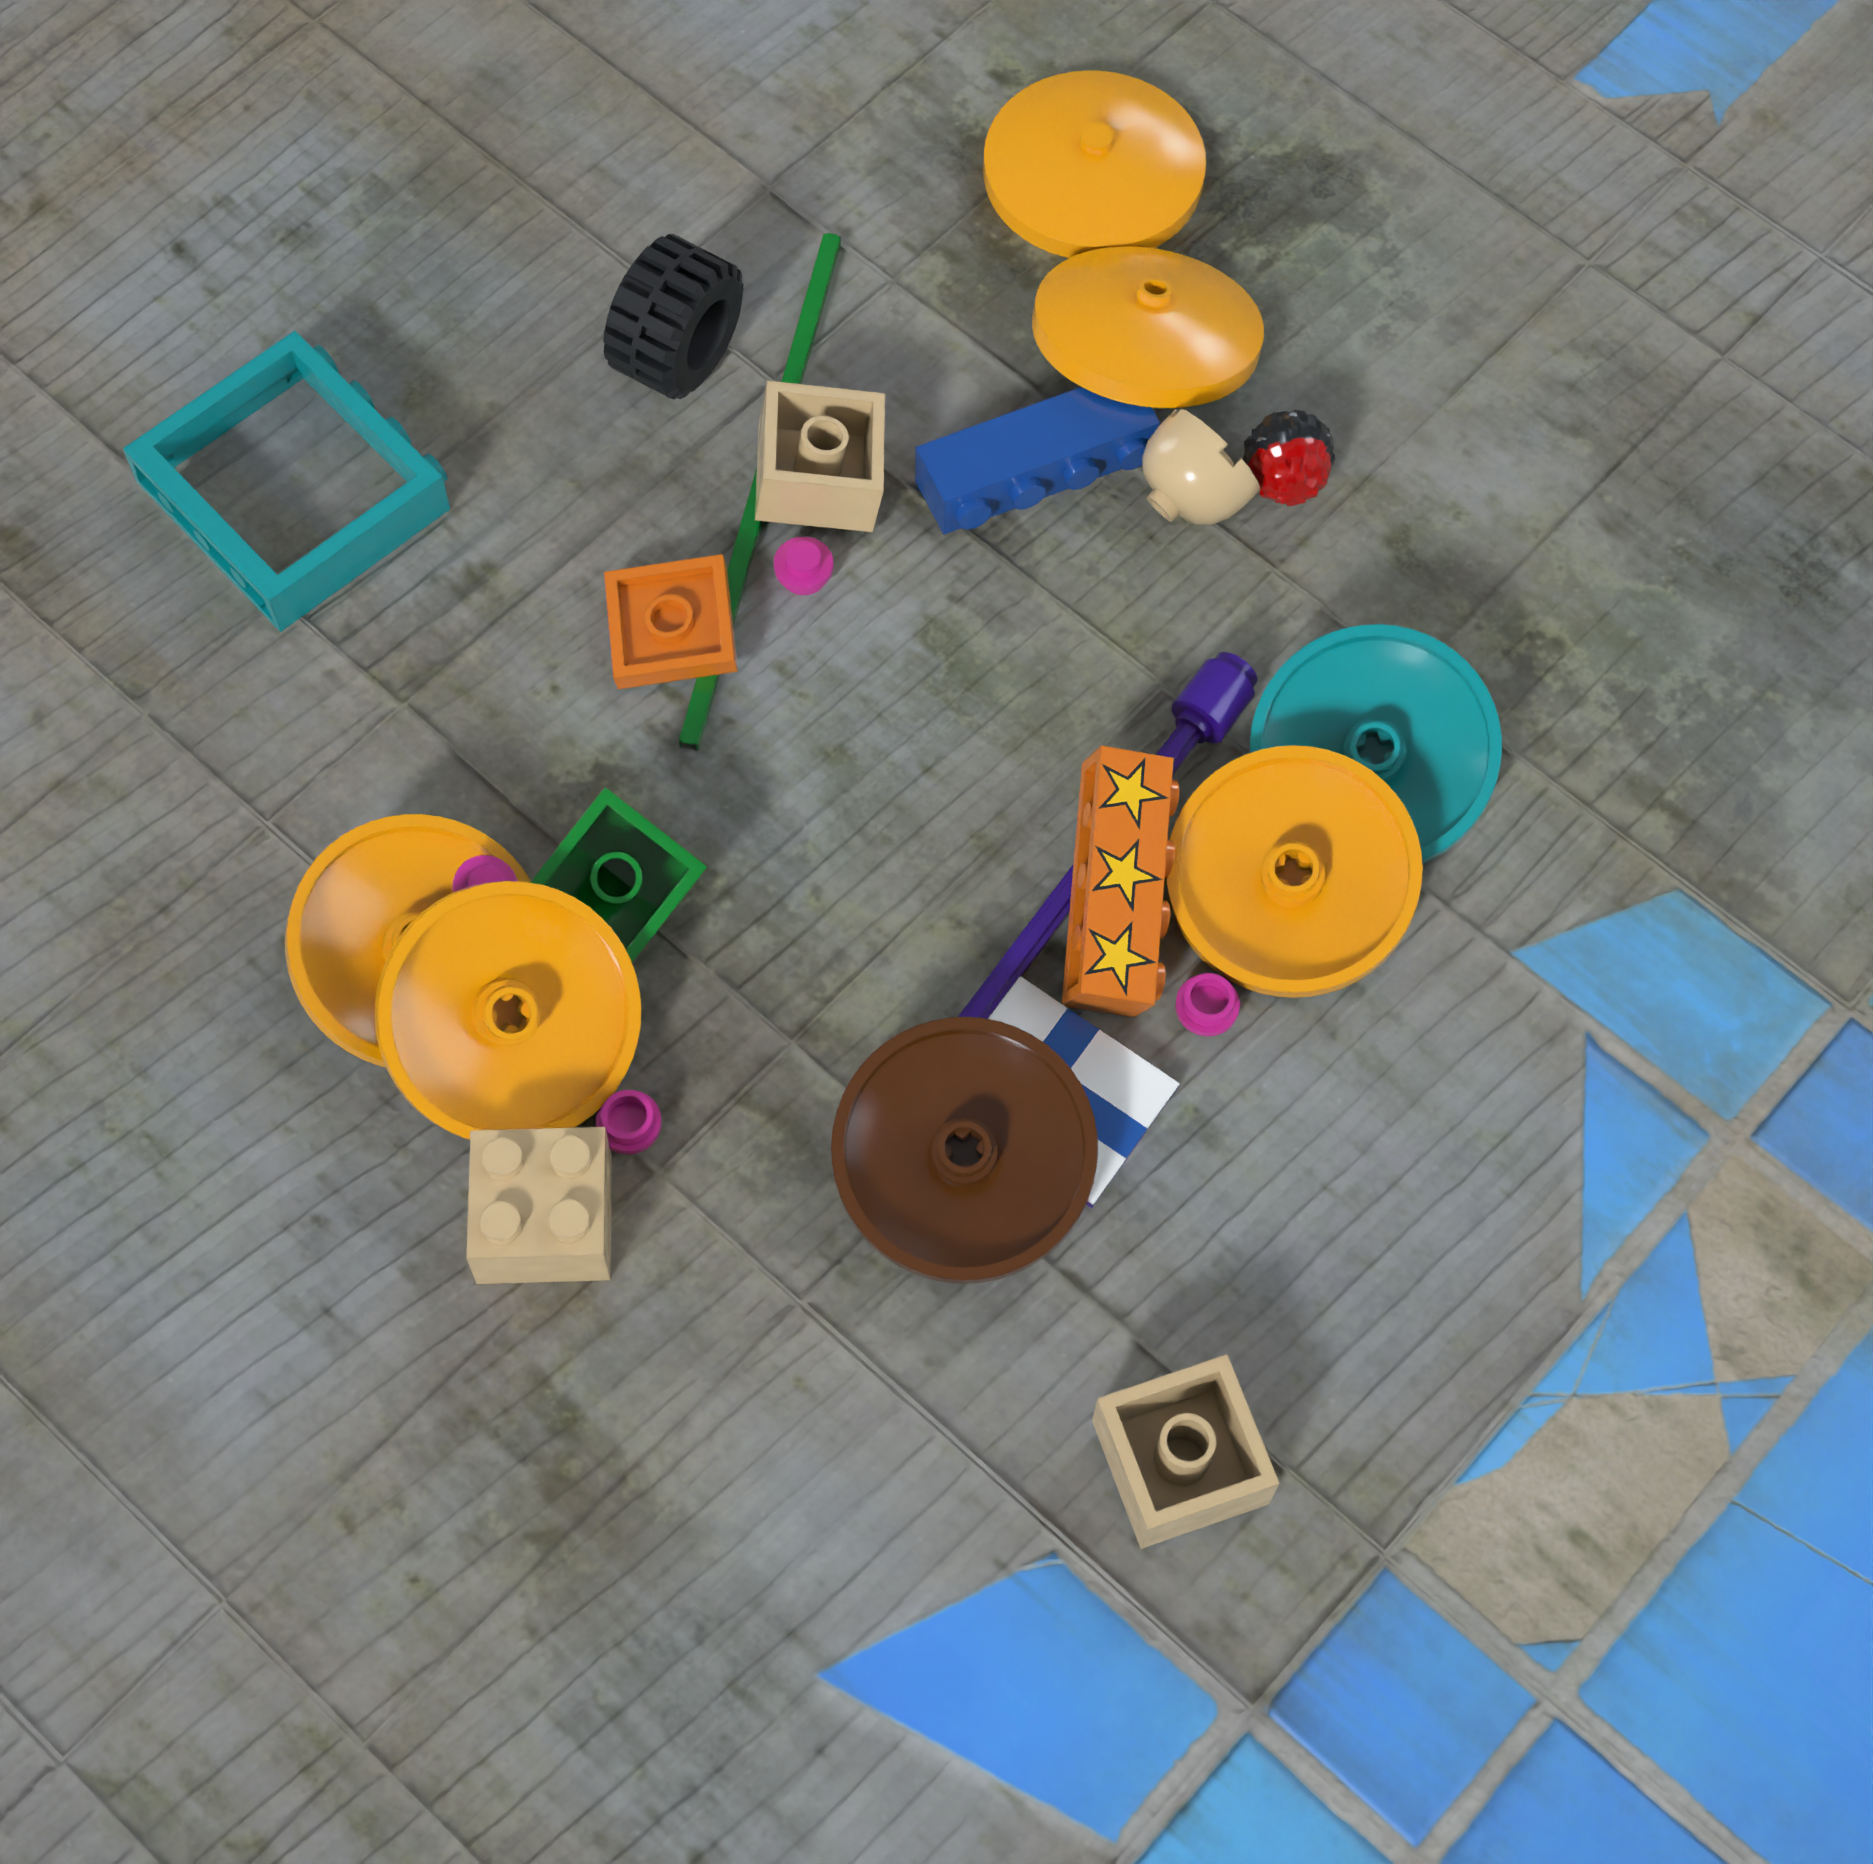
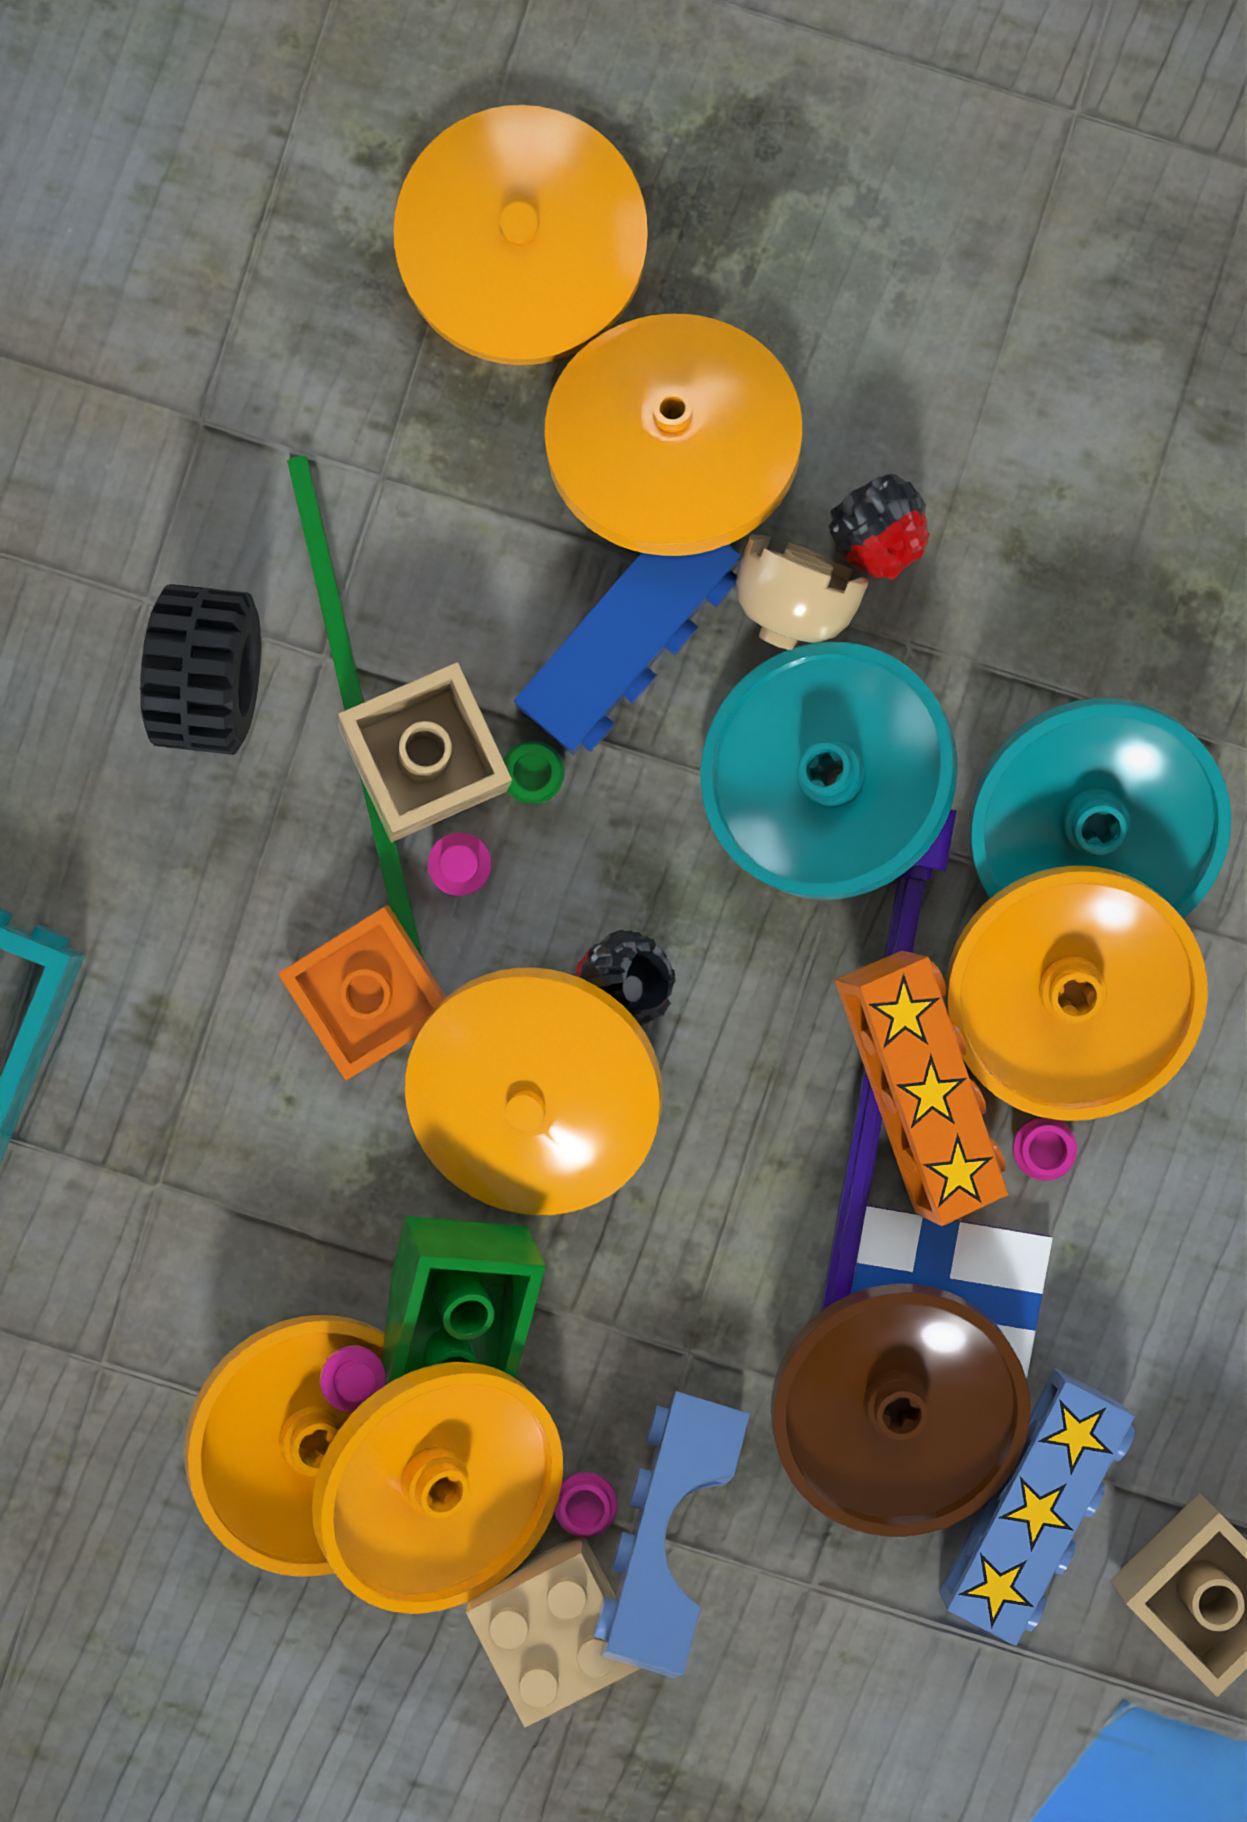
camera: 20 degrees left, 25 degrees up
(641, 1187) = (651, 1615): none -> medium blue arch
(771, 744) = (534, 1091): none -> light orange dish
(897, 695) = (631, 972): none -> black piece
(902, 528) = (534, 771): none -> green tile
(1052, 1307) = (1031, 1520): none -> medium blue brick
(1156, 609) = (783, 738): none -> teal dish

